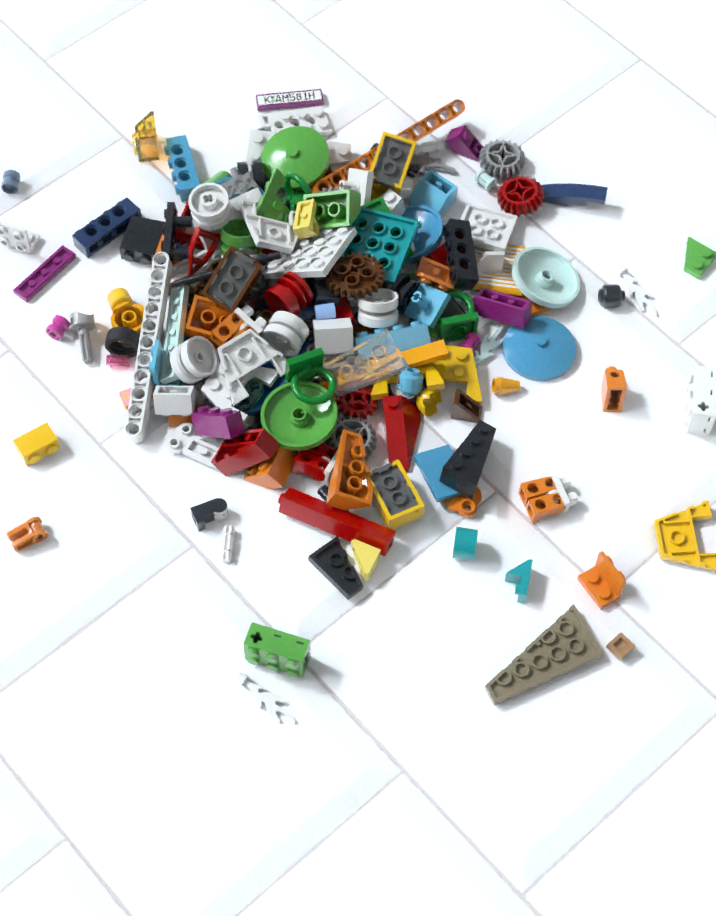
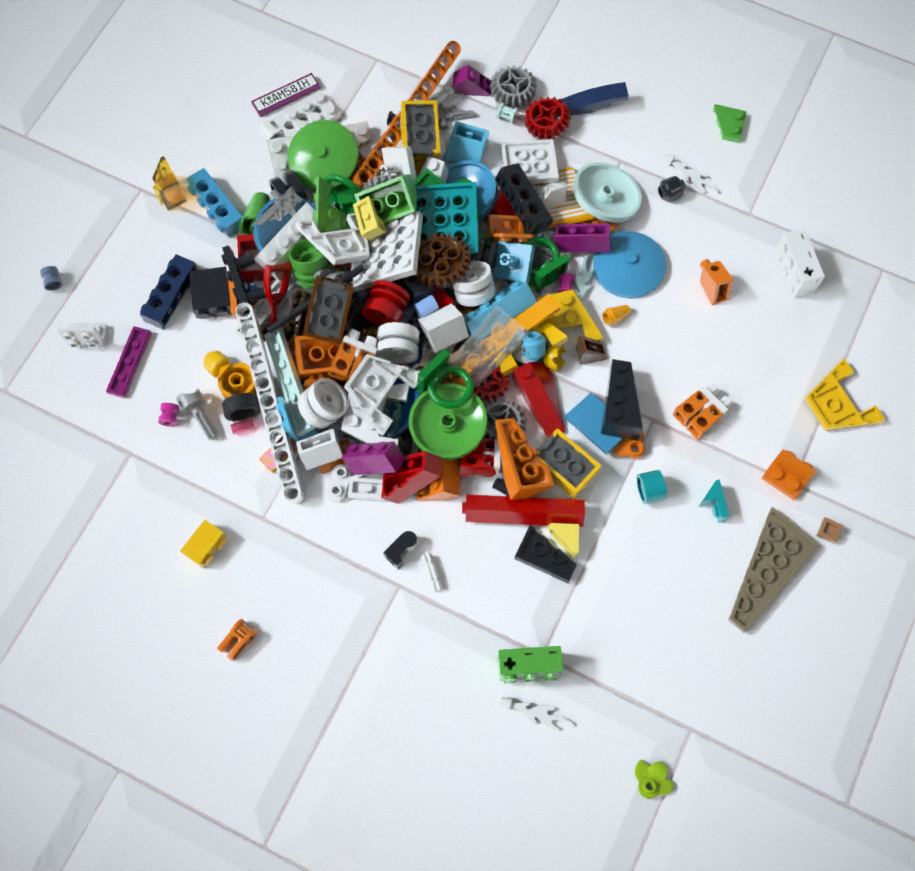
camera: 20 degrees left, 10 degrees up
(210, 206) = (271, 240): white wheel -> none
(348, 795) = (655, 776): none -> lime plate

